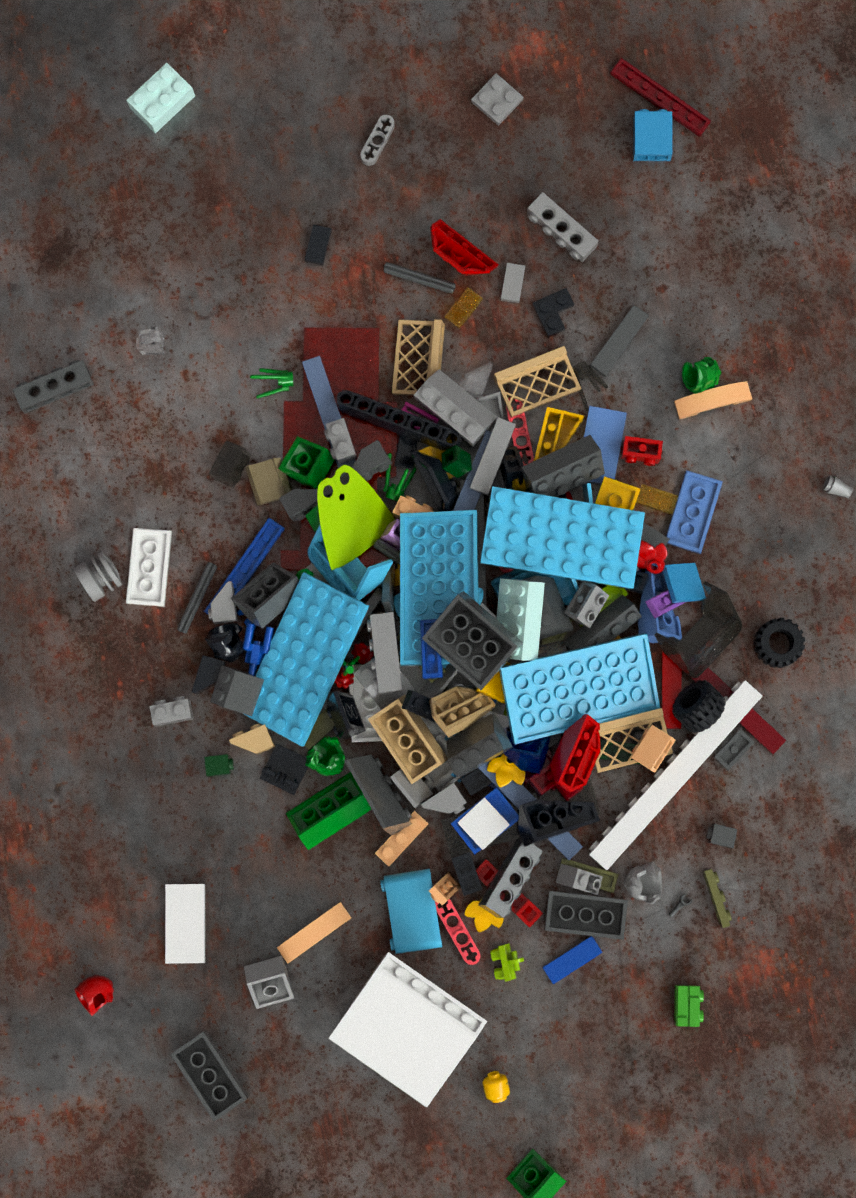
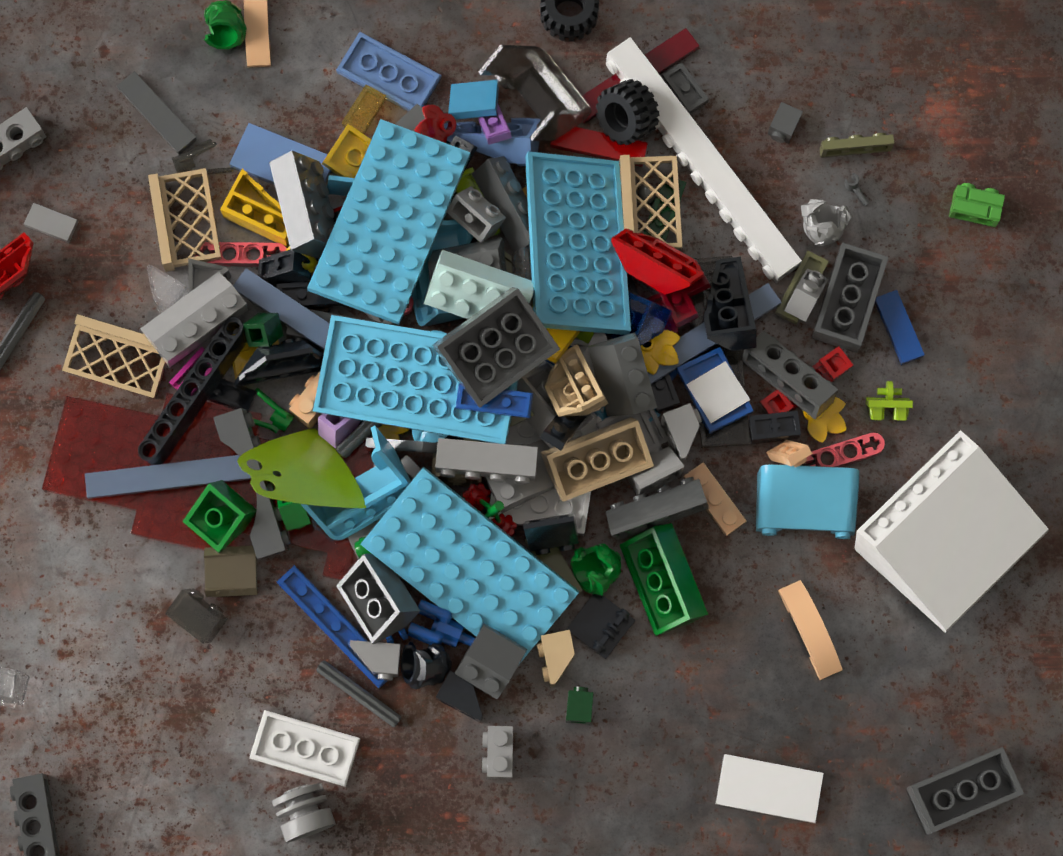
camera: 85 degrees left, 5 degrees down
(268, 982) = (861, 696): light grey slope -> none
(284, 378) = (101, 527): green plant -> none
(341, 441) = (202, 465): light grey brick -> none
(464, 307) = (67, 288): clear yellow slope -> none
(492, 456) = (267, 285): light grey tile -> none
(496, 1087) = (1035, 446): yellow head -> none
(548, 309) = (96, 188): black plate -> none
(641, 450) = (300, 113): red brick -> none
(652, 748) = (667, 173): light nougat brick -> none

